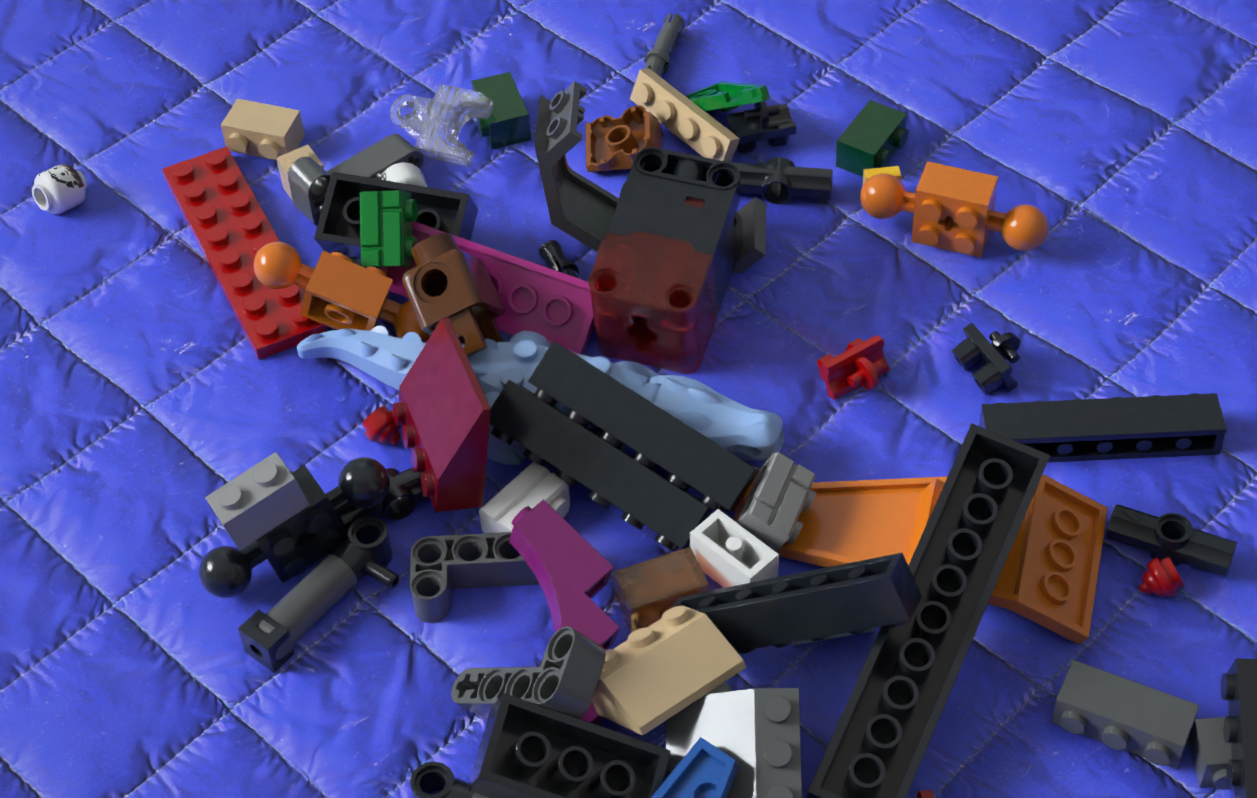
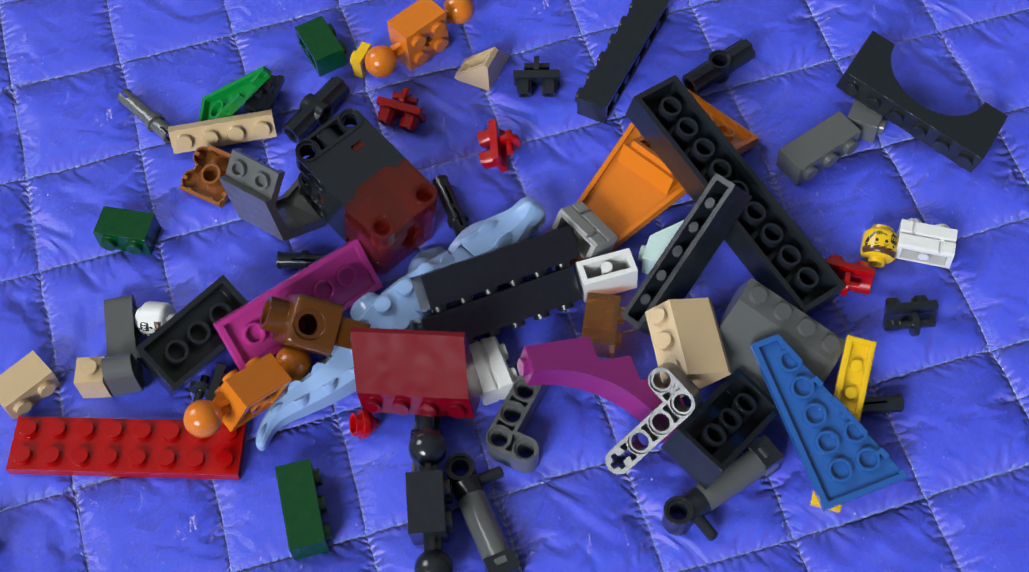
camera: 60 degrees left, 10 degrees up
(243, 423) = (303, 509): none -> dark green brick
(257, 501) = (425, 511): light grey piece -> none
(387, 229) = (226, 334): green brick -> none
(439, 120) = (114, 270): clear piece -> none
(724, 376) = (457, 218): none -> black pin
(849, 248) = (410, 114): none -> red hips
(967, 303) = (482, 68): none -> tan slope
(1161, 578) = (739, 84): red plate -> none

